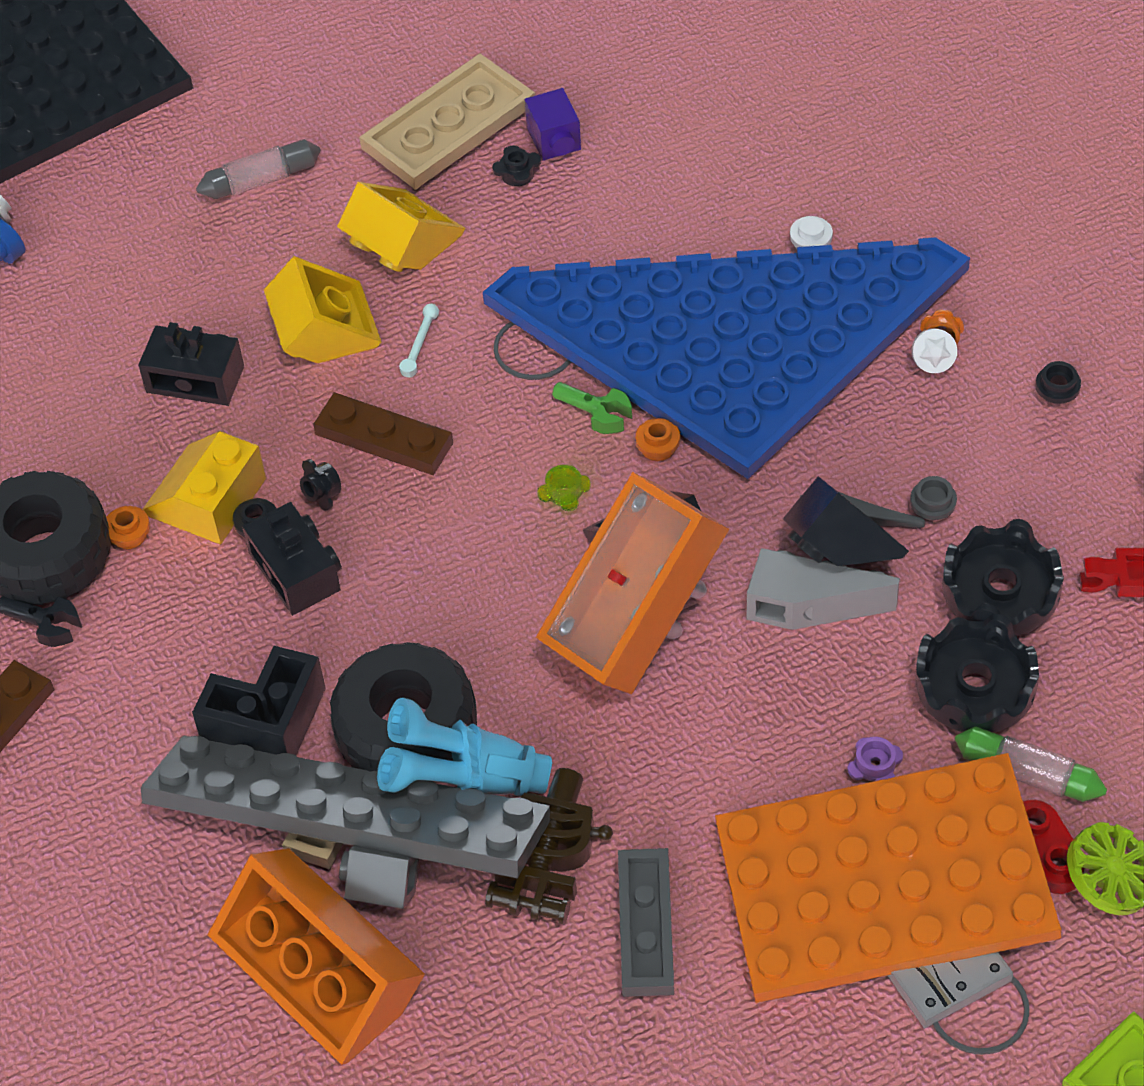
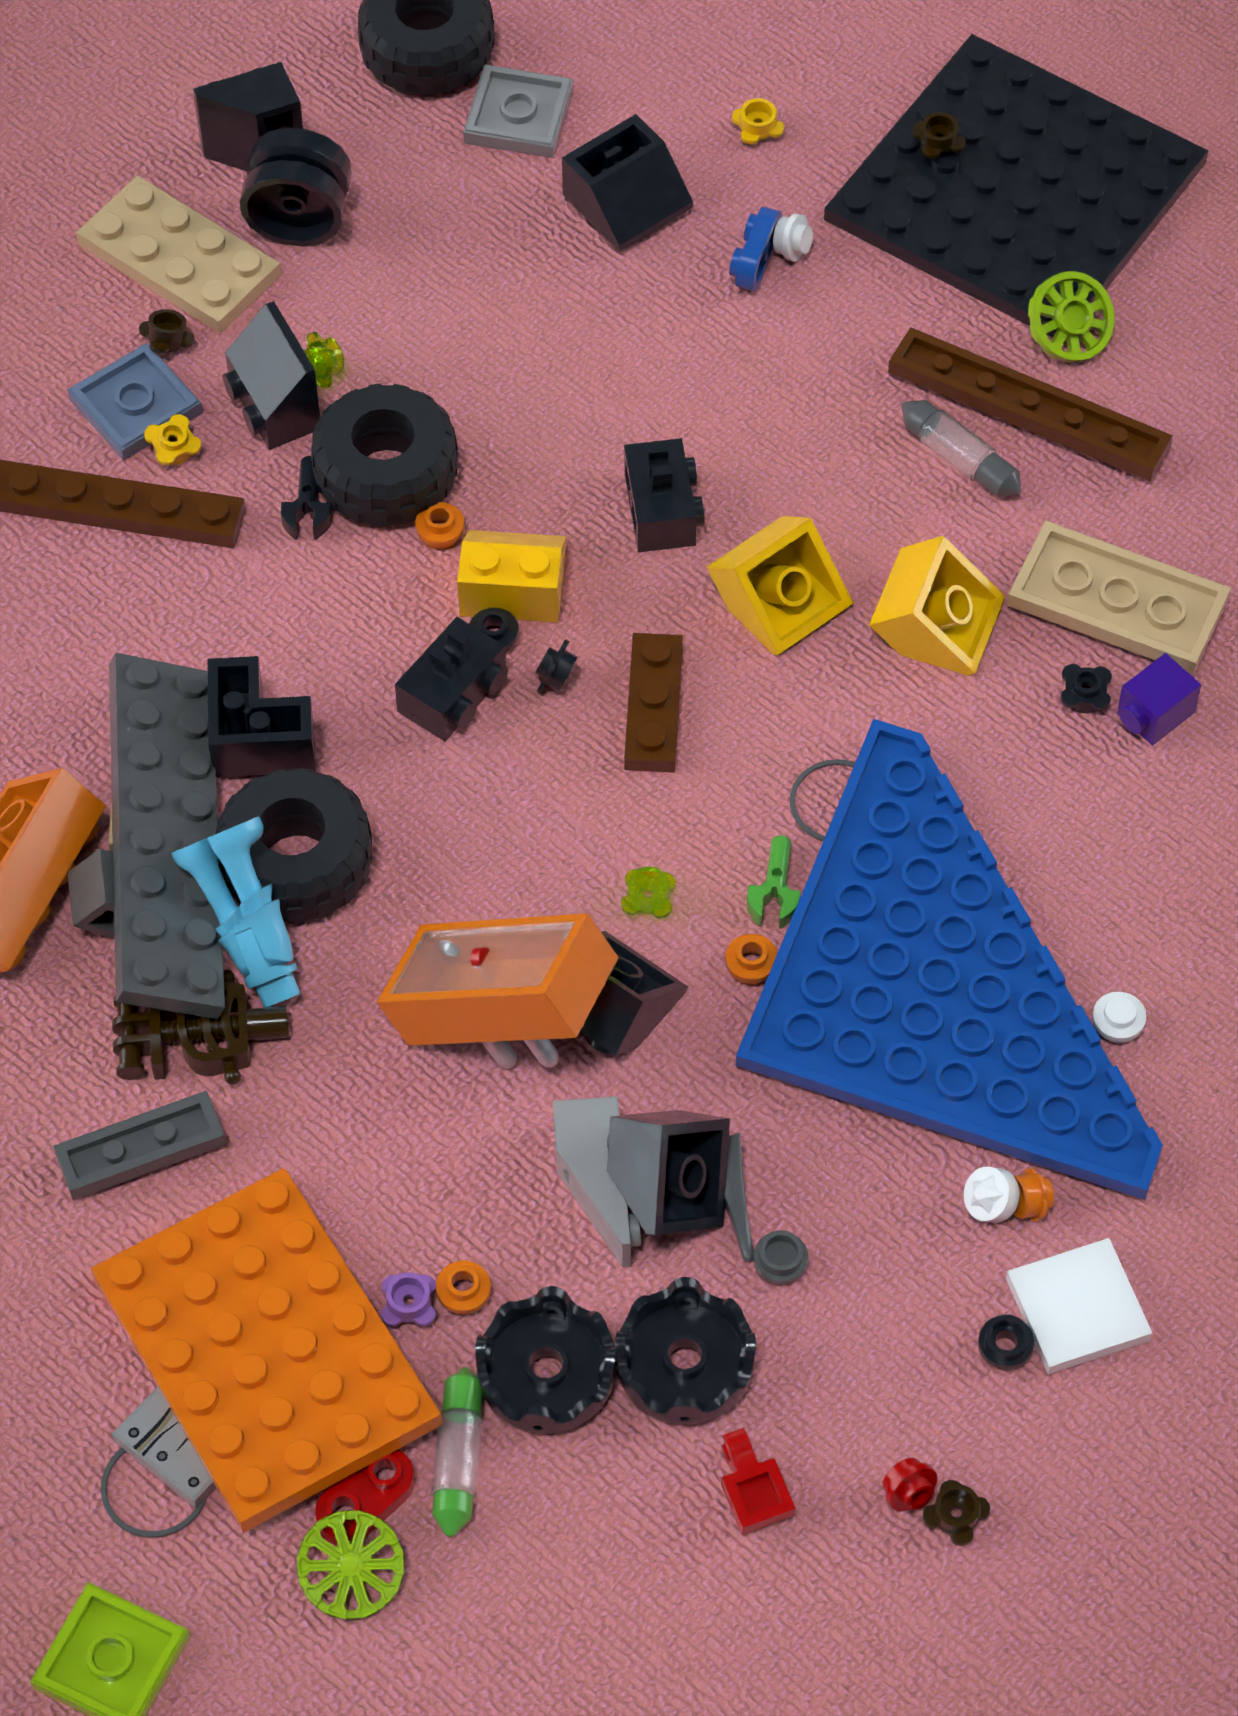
camera: 65 degrees right, 5 degrees up
(181, 65) = (1071, 316): none -> lime wheel
(241, 118) = (1030, 404): none -> reddish brown plate
(408, 366) = (757, 692): light aqua hinge -> none
(884, 728) = (463, 1301): none -> orange plate
(1041, 331) = (1078, 1306): none -> white tile

